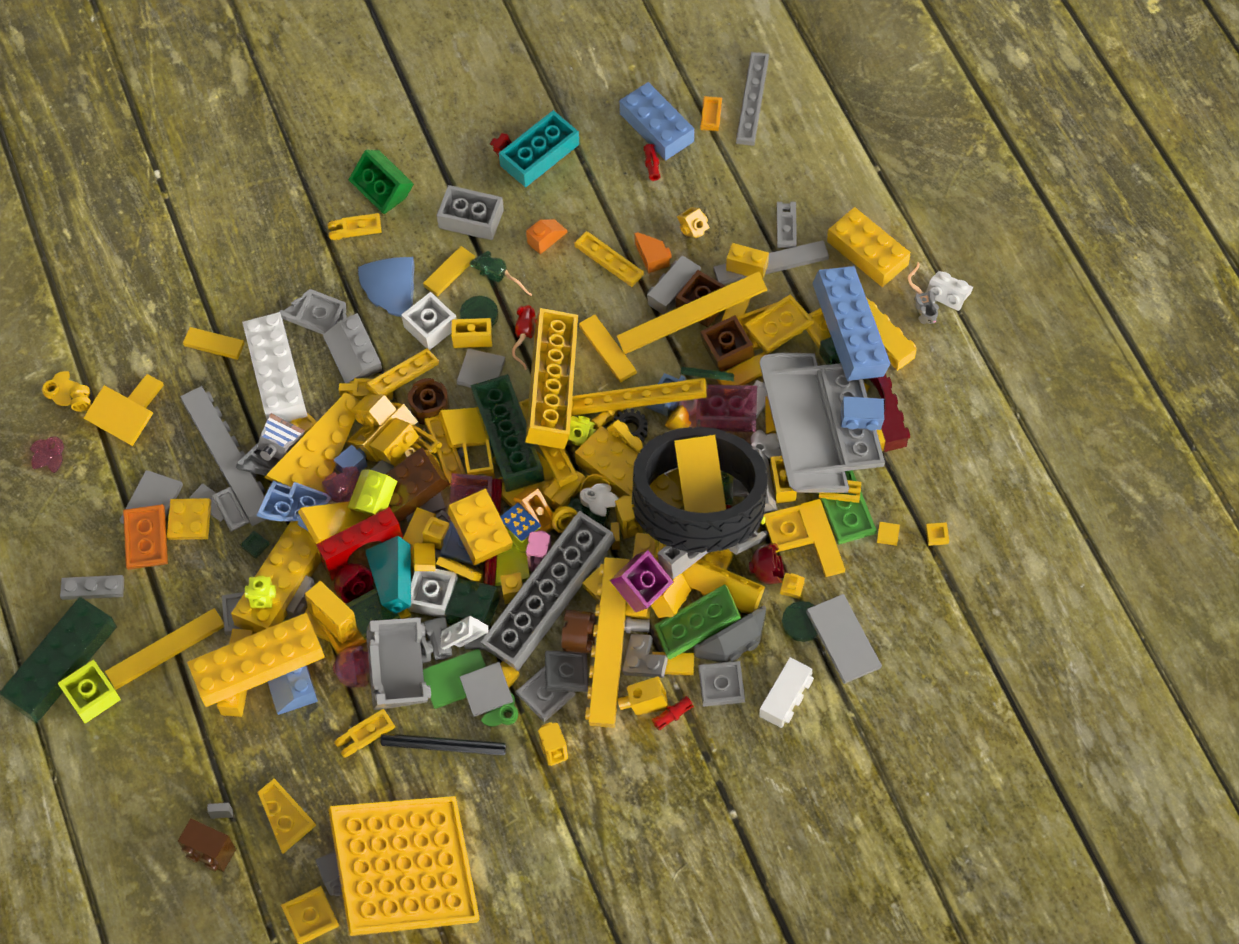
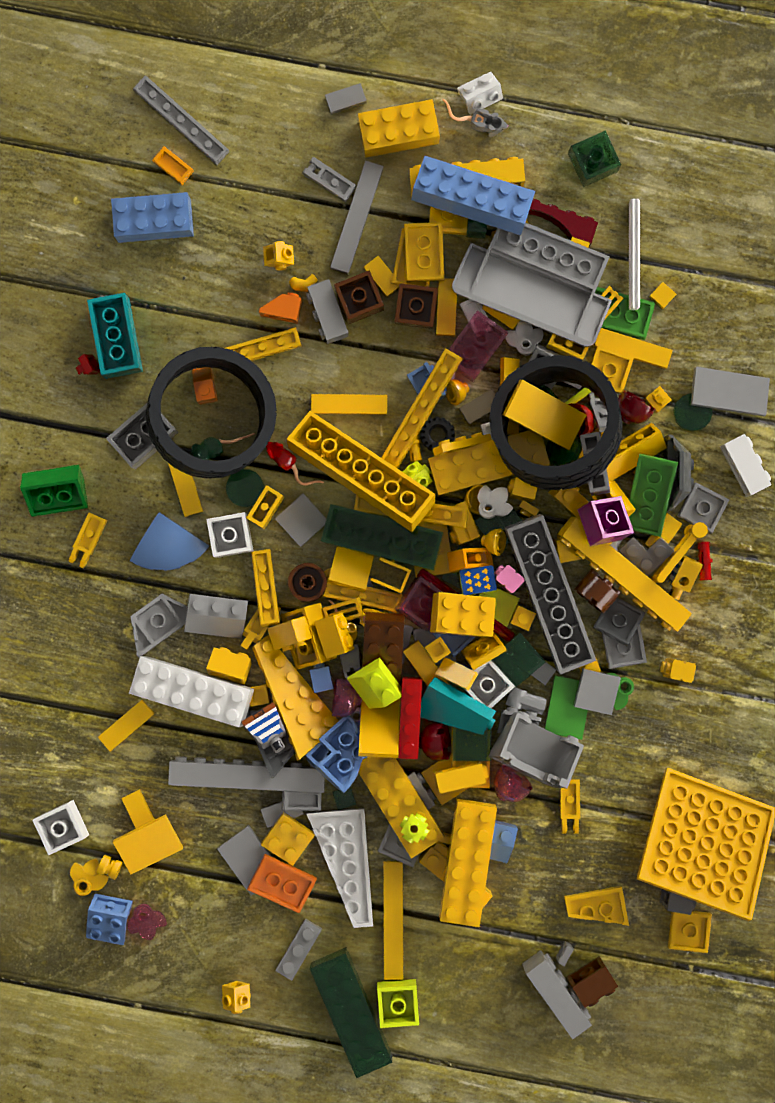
camera: 60 degrees left, 25 degrees up
(25, 556) = (236, 996): none -> yellow brick
(31, 420) = (108, 919): none -> medium blue bracket
(94, 340) = (60, 827): none -> white brick
(184, 801) = (558, 996): none -> light grey brick
(202, 574) = (346, 853): none -> white wing
(315, 384) = (229, 665): none -> yellow brick
(443, 744) = (616, 750): black axle -> none
(462, 632) = (544, 685): white bracket -> none
(529, 192) = (241, 368): none -> black tyre
(653, 171) = (190, 249): red pin -> none
(681, 250) = (302, 285): none -> yellow arm
(691, 673) = (691, 534): none -> yellow piece
(692, 312) = (374, 316): yellow tile -> none
(707, 373) = (437, 342): clear green tile -> none
(746, 260) = (350, 237): yellow brick -> none
(862, 413) = (559, 244): medium blue brick -> none
(863, 198) = (345, 98): none -> light grey tile
(905, 487) = (634, 254): none -> white axle
(937, 533) = (689, 258): yellow plate -> none
(961, 403) = (594, 158): none -> clear green brick

